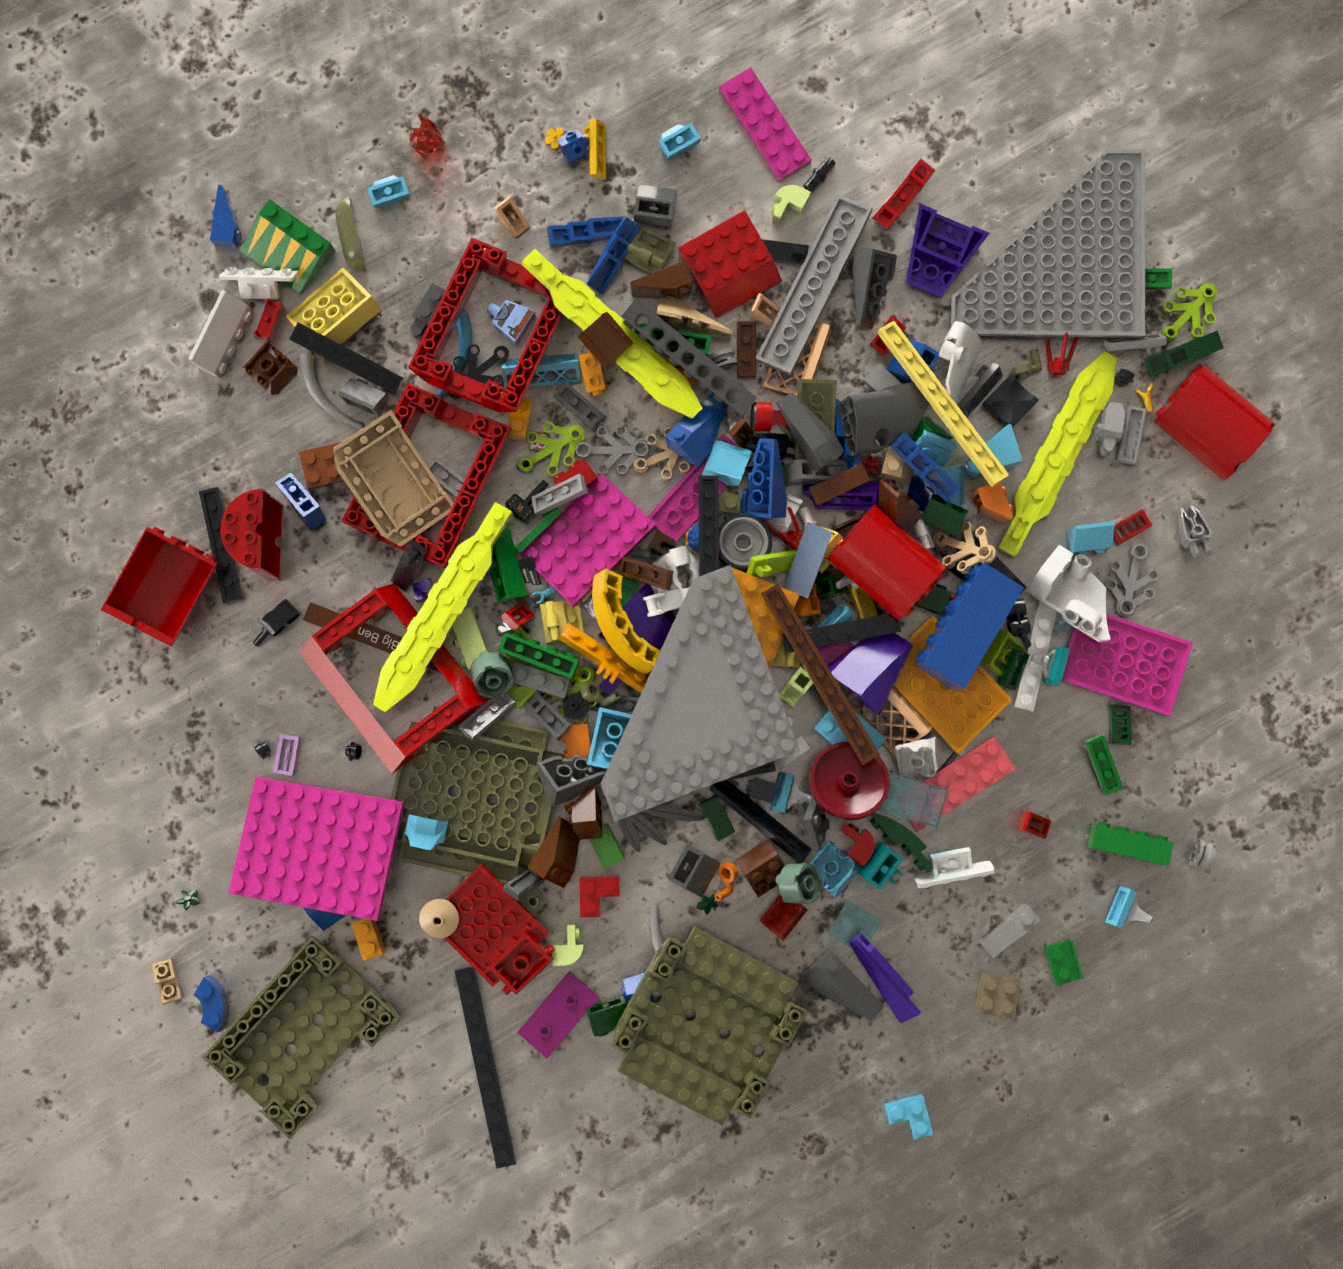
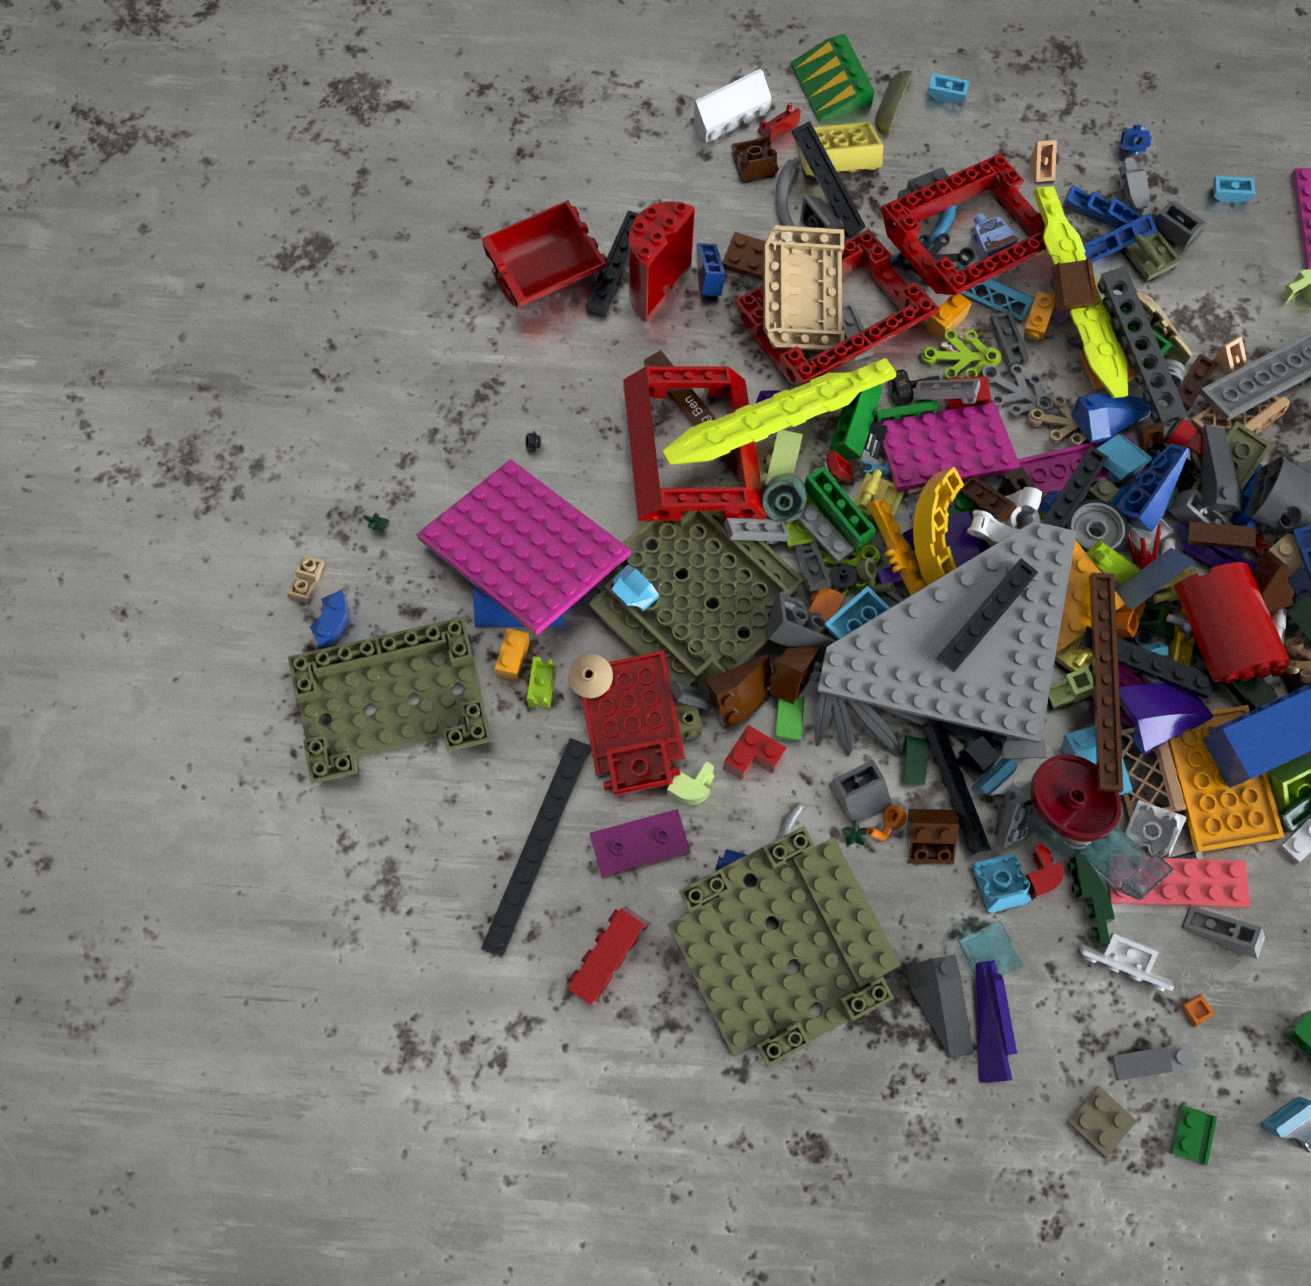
camera: 35 degrees right, 15 degrees down
(224, 228) = (790, 37): blue slope -> none
(258, 283) = (788, 91): white bracket -> none
(275, 620) = (620, 343): black beam -> none
(287, 754) = (539, 471): lavender tile -> none
(353, 751) = (612, 491): black plate -> none
(405, 943) = (541, 683): none -> lime hinge
(409, 565) = (771, 367): black hinge -> none
(426, 137) = (1008, 66): clear red helmet -> none
(553, 136) = (1118, 127): yellow plant -> none
(589, 1112) = (607, 955): none -> red wedge
(597, 136) = (1158, 148): yellow hinge -> none
(597, 194) = (1133, 185): none -> light grey hinge
(605, 1015) = (684, 871): dark green slope -> none
(670, 281) = (1156, 280): reddish brown slope -> none
(704, 682) = (987, 615): none -> black plate
(730, 264) = (1222, 303): red slope -> none
(783, 917) = (924, 892): clear red bracket -> none
(787, 252) = (1273, 321): black hinge -> none
(799, 883) = (962, 868): sand green brick -> none
(881, 866) = (1055, 909): teal brick -> none
(914, 1111) = (941, 1183): medium azure plate -> none
(1008, 801) = (1226, 931): none -> light grey slope
(1019, 870) = (1197, 1010): none -> orange tile
(1033, 824) = (1239, 972): red slope -> none

